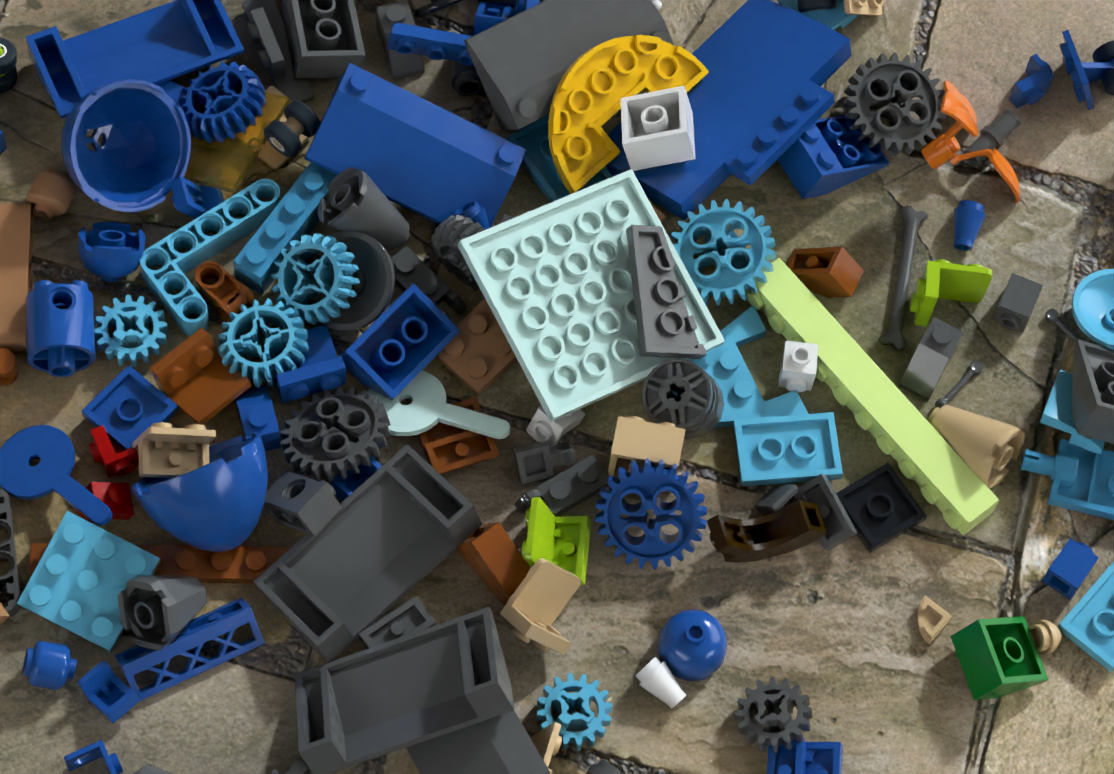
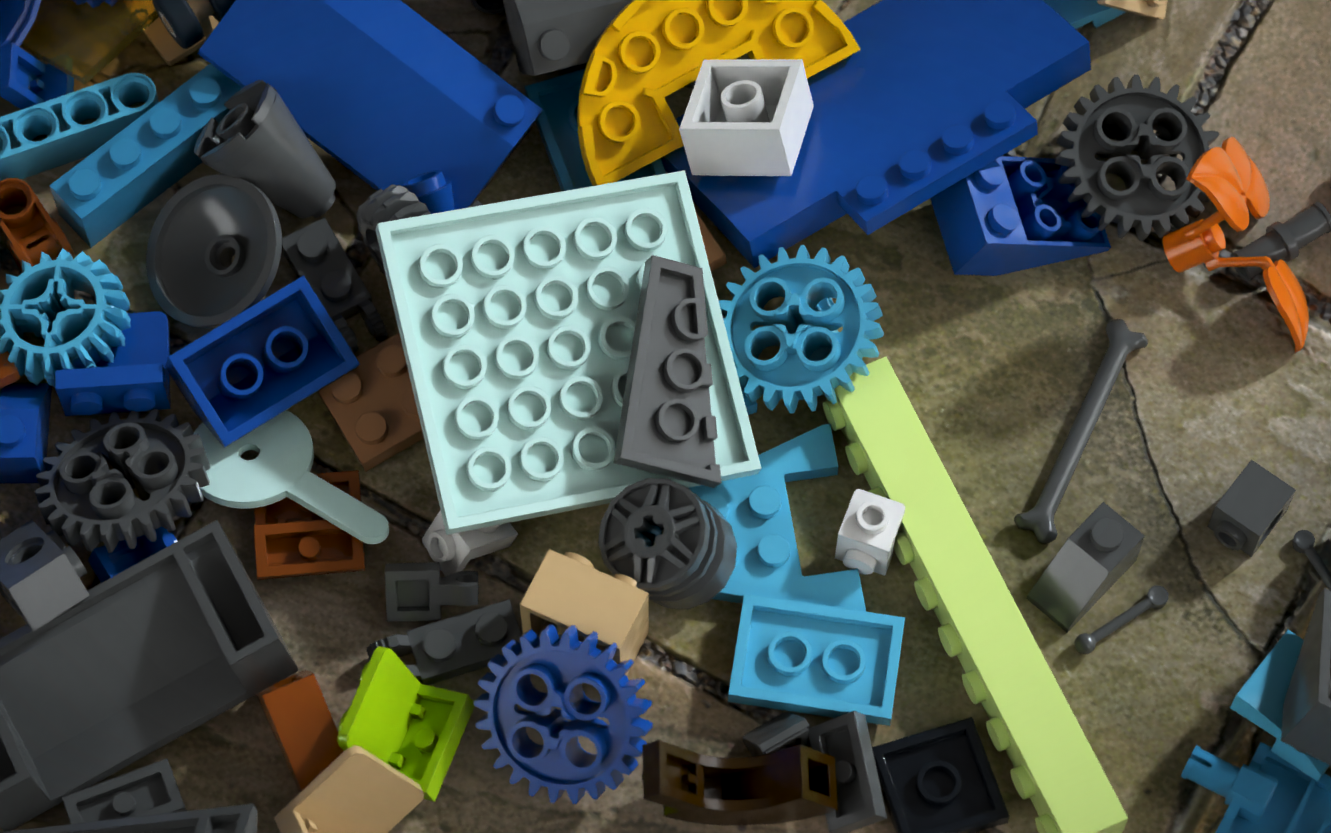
camera: 20 degrees right, 0 degrees up
(297, 292) = (180, 237): medium azure gear -> none
(826, 270) = (957, 393): dark orange slope -> none
(949, 282) = (1143, 451): lime bracket -> none
(967, 223) = (1206, 366): blue cone -> none
(979, 441) = (1123, 718): tan cone -> none

